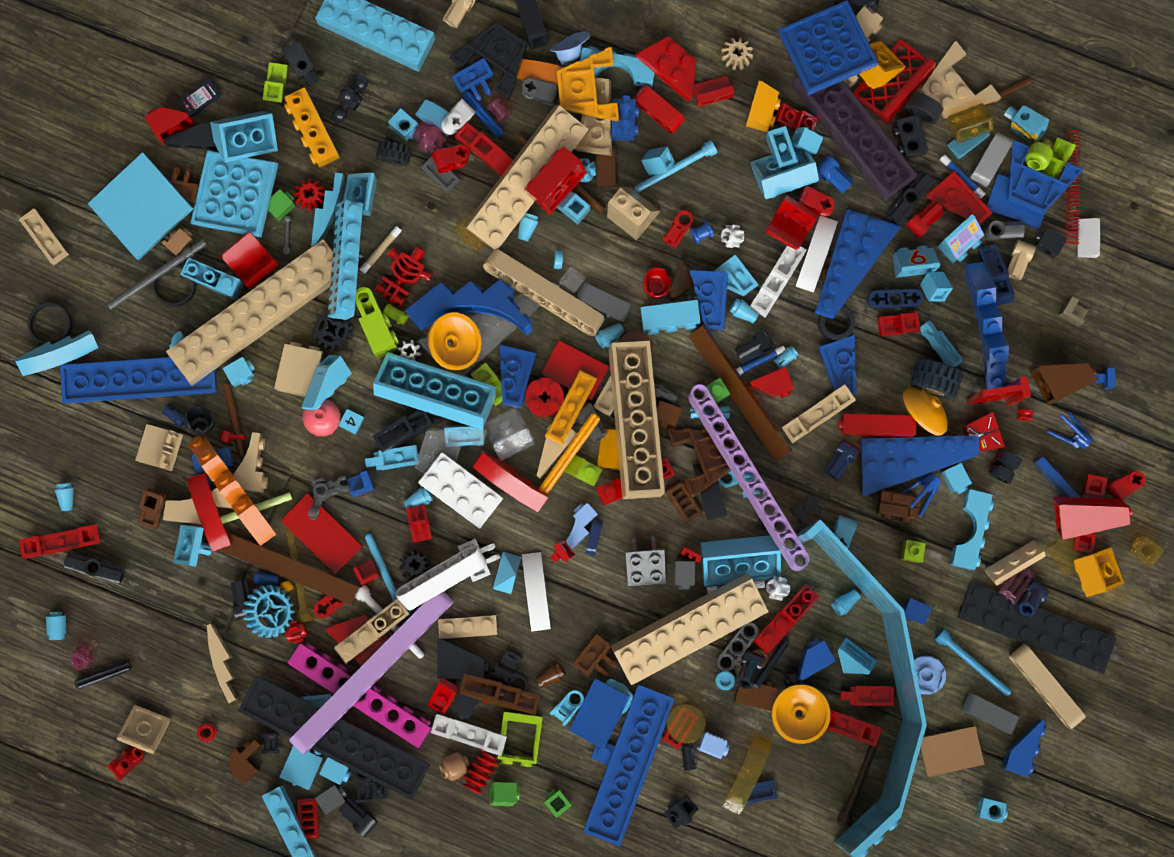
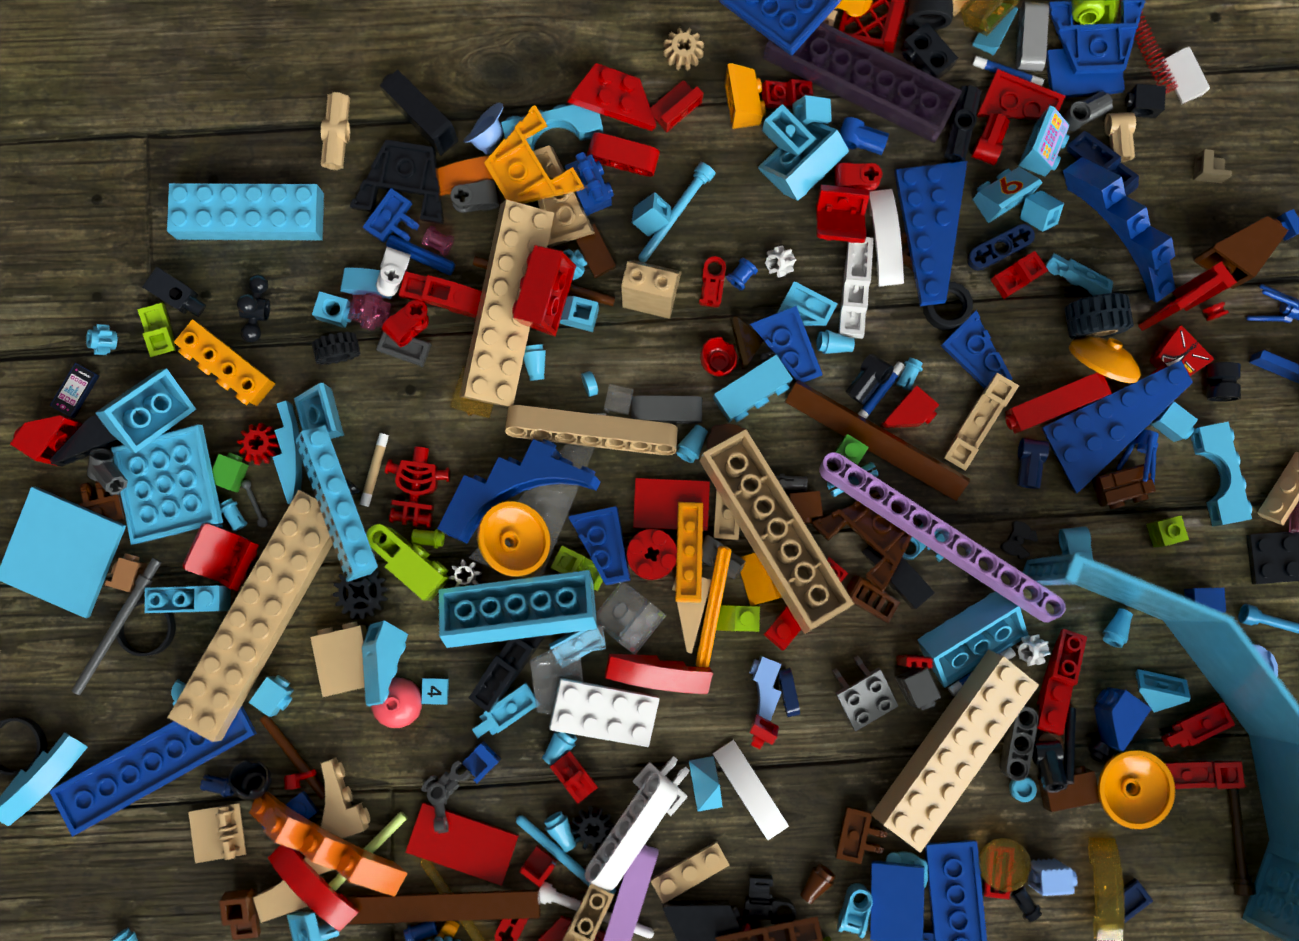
camera: 25 degrees left, 0 degrees up
(196, 164) = (105, 471): none -> dark grey piece
(235, 72) = (101, 339): none -> medium azure gear
(269, 235) = (232, 514): none -> medium azure pin
(392, 556) = (560, 830): none -> medium azure cone

